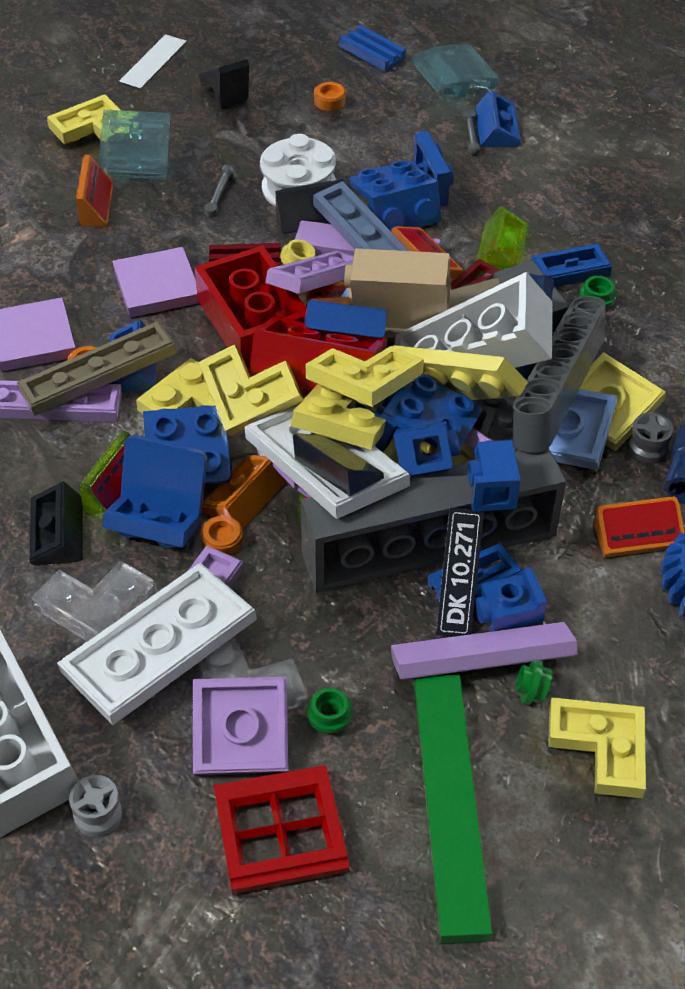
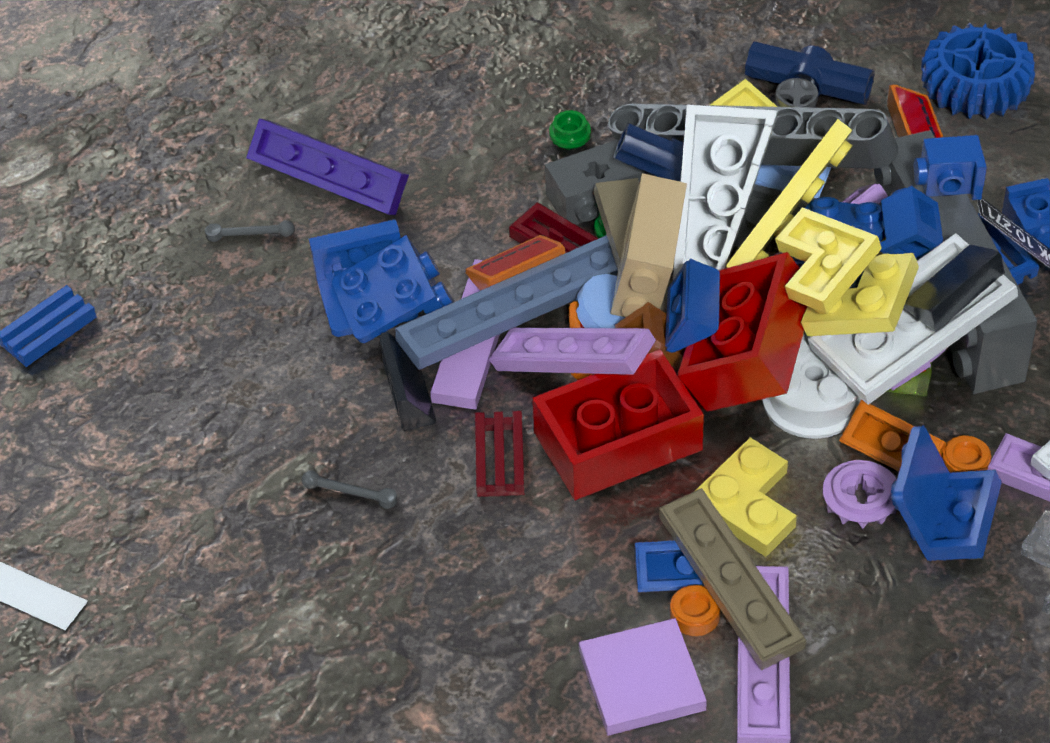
camera: 85 degrees left, 0 degrees up
(56, 526) = (971, 619): black slope -> none
(80, 119) = (178, 638): light yellow plate -> none
(93, 194) = (357, 631): slope -> none
(104, 481) = (896, 563): slope -> none
(135, 144) = (256, 579): clear light blue slope -> none
(156, 282) = (539, 546): lavender tile -> none
(197, 429) = (843, 476): blue bracket -> none
(229, 83) = (116, 471): black slope -> none
(246, 398) = (819, 398): light yellow plate -> none
(295, 164) = (340, 393): white wheel -> none
(296, 251) = (502, 393): light yellow plate -> none
(329, 96) = (152, 372): orange tile -> none
(454, 69) = (122, 237): clear light blue slope -> none
(497, 121) = (234, 205): blue slope -> none
(503, 239) = (470, 211): clear neon green slope -> none
(530, 162) = (327, 166): none -> dark purple plate
(574, 264) = (523, 173): blue tile -> none

